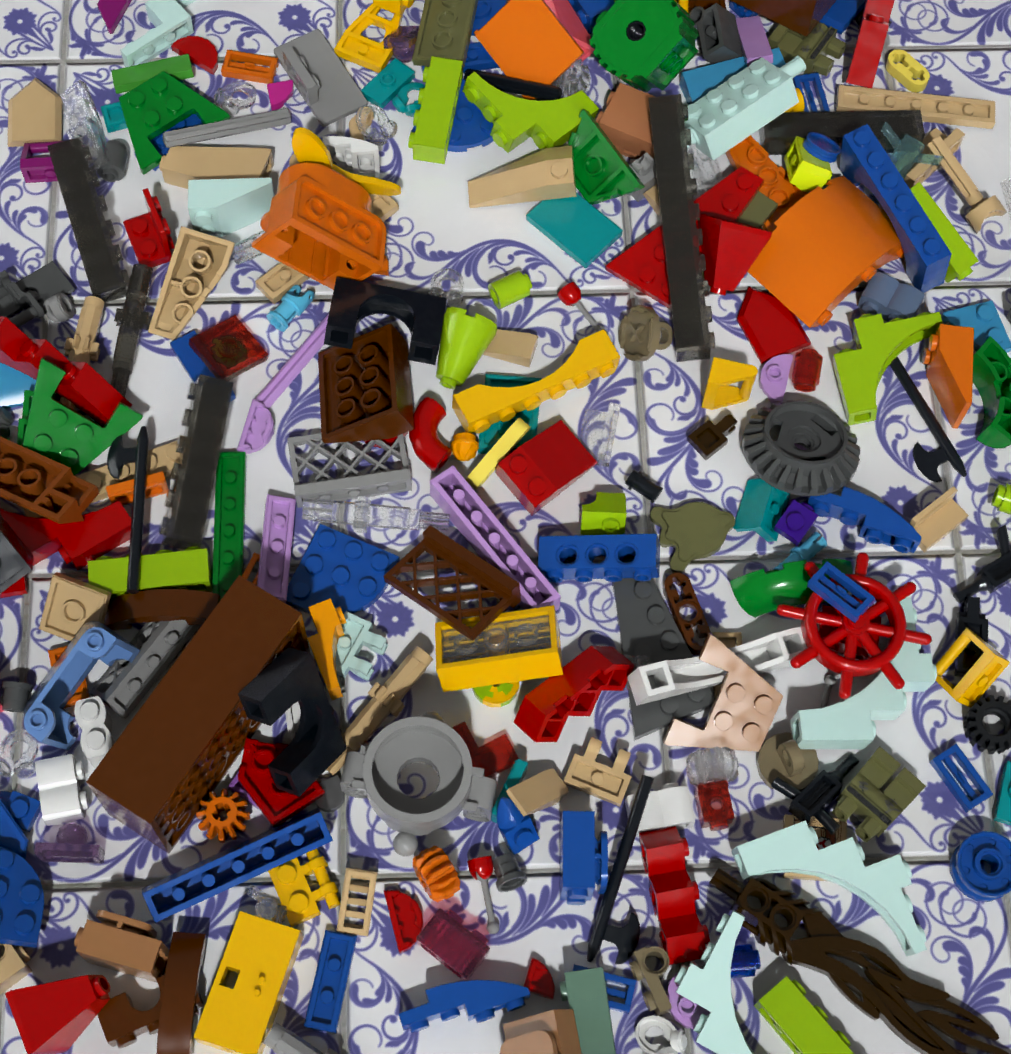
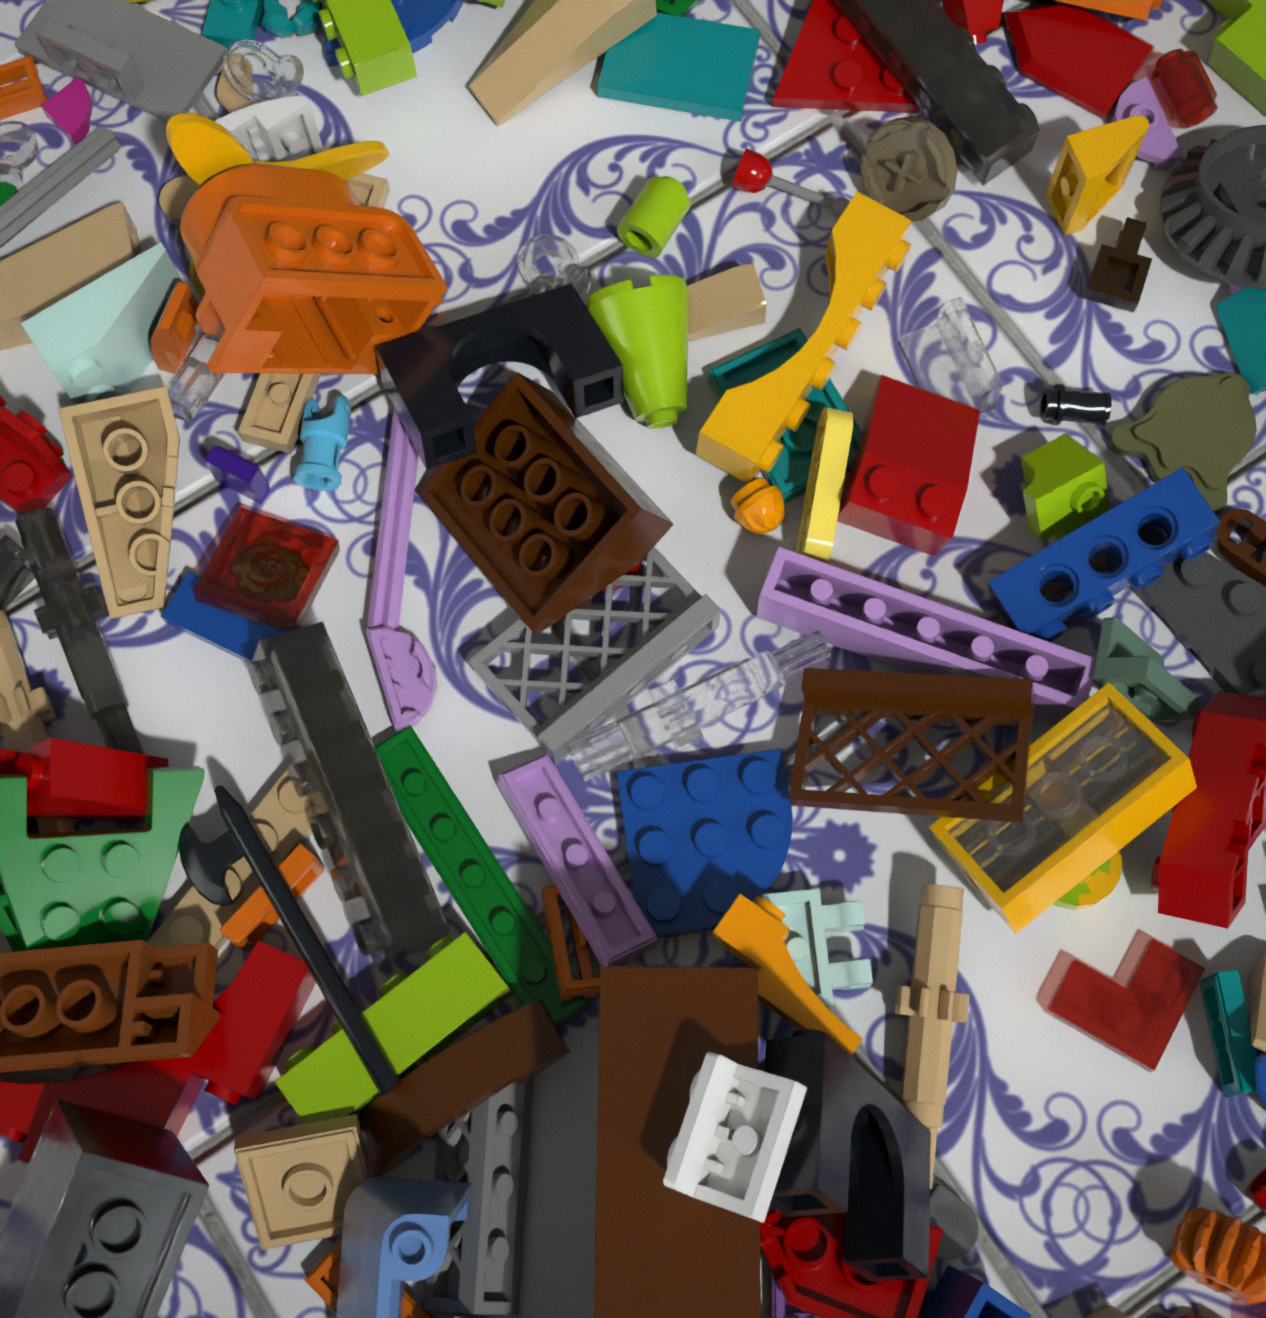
camera: 25 degrees left, 5 degrees up
(242, 664) = (734, 1136): none -> white bracket
(243, 299) = (237, 474): none -> dark purple tile
(251, 221) = (175, 329): none -> orange slope
(425, 437) = (696, 534): red cylinder -> none
(425, 739) = (1189, 1105): light grey piece -> none
(578, 614) = (1140, 674): none -> sand green panel

